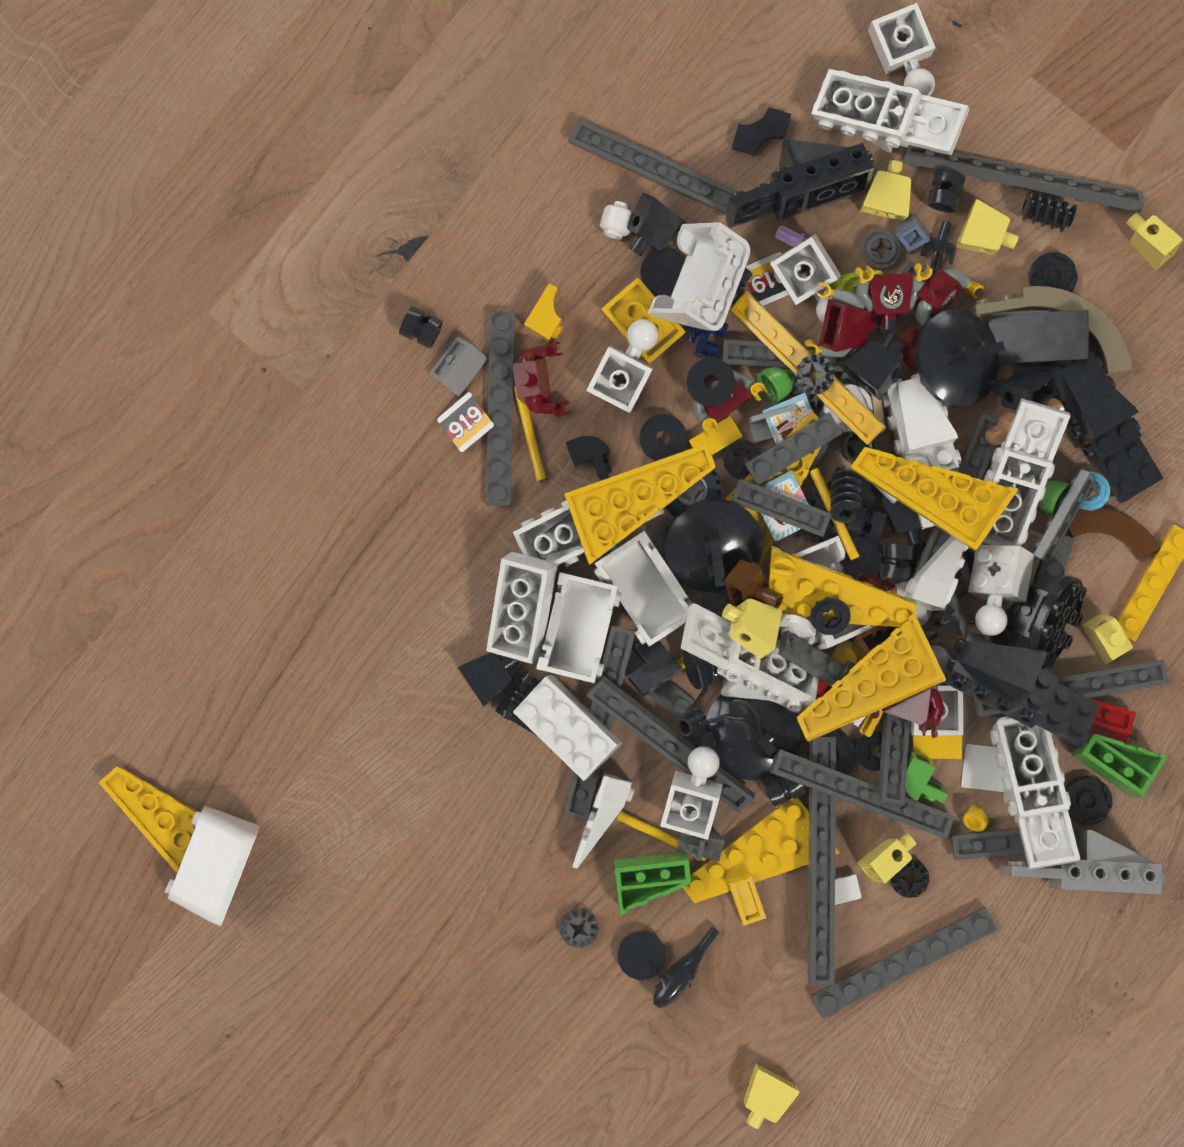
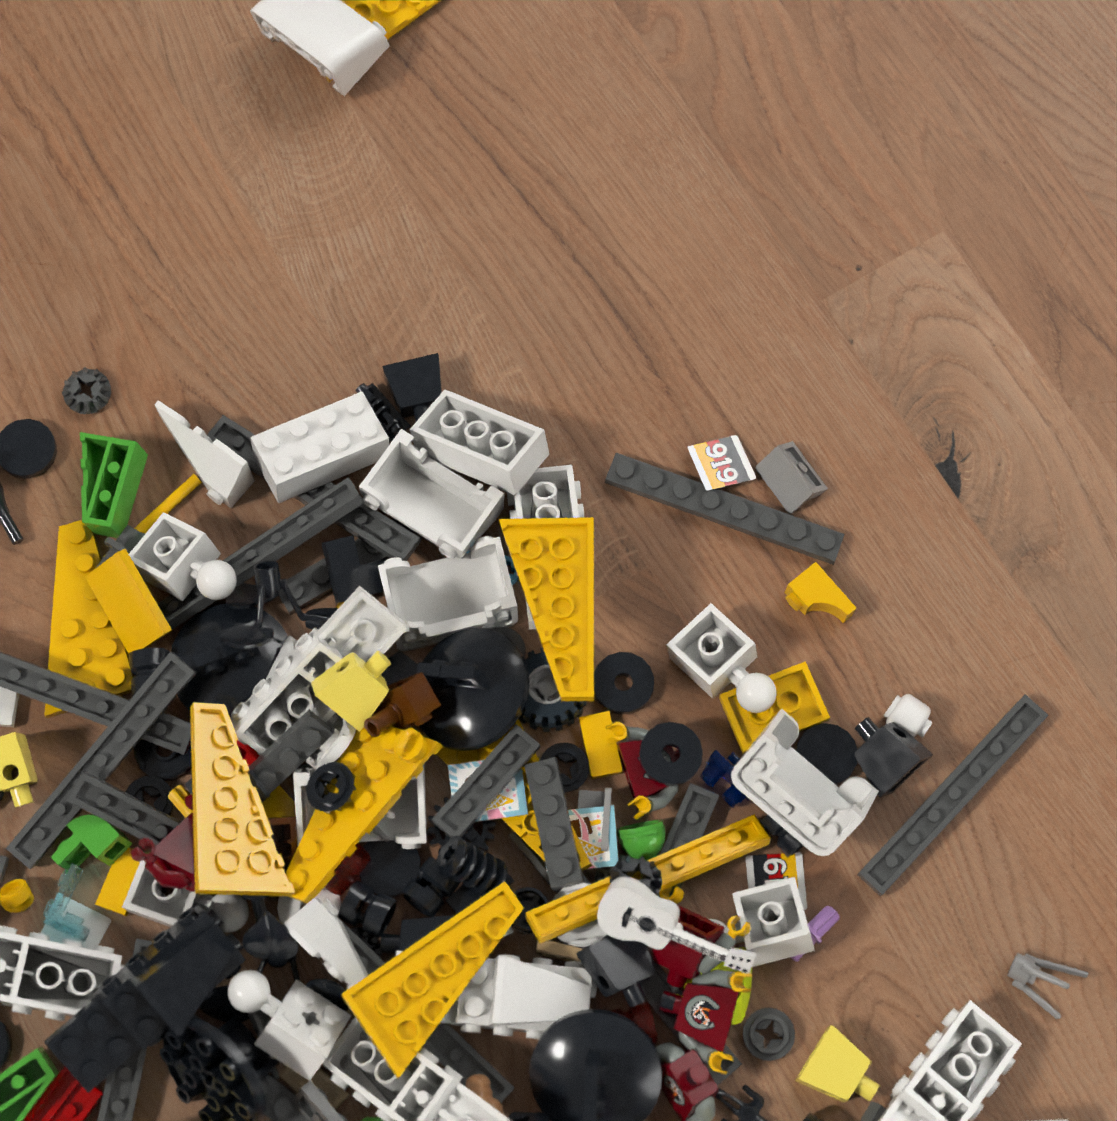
camera: 110 degrees right, 15 degrees down
(421, 327) = (855, 444): black wheel -> none
(531, 439) = (683, 531): yellow bar -> none
(533, 381) = (743, 550): dark red torso -> none
(590, 449) = (636, 594): black brick -> none
(740, 823) = (128, 602): none -> yellow tile
(746, 899) = (37, 587): yellow tile -> none
(770, 126) = (964, 923): black tile -> none
(772, 84) = (1027, 969): none -> light grey plant
(806, 180) = (897, 970): black wedge -> none
(840, 527) = (431, 851): yellow bar -> none
(844, 363) = (636, 914): none -> white piece
(912, 233) = (776, 1083): sand blue slope -> none
(982, 769) = (55, 908): none -> clear light blue bracket

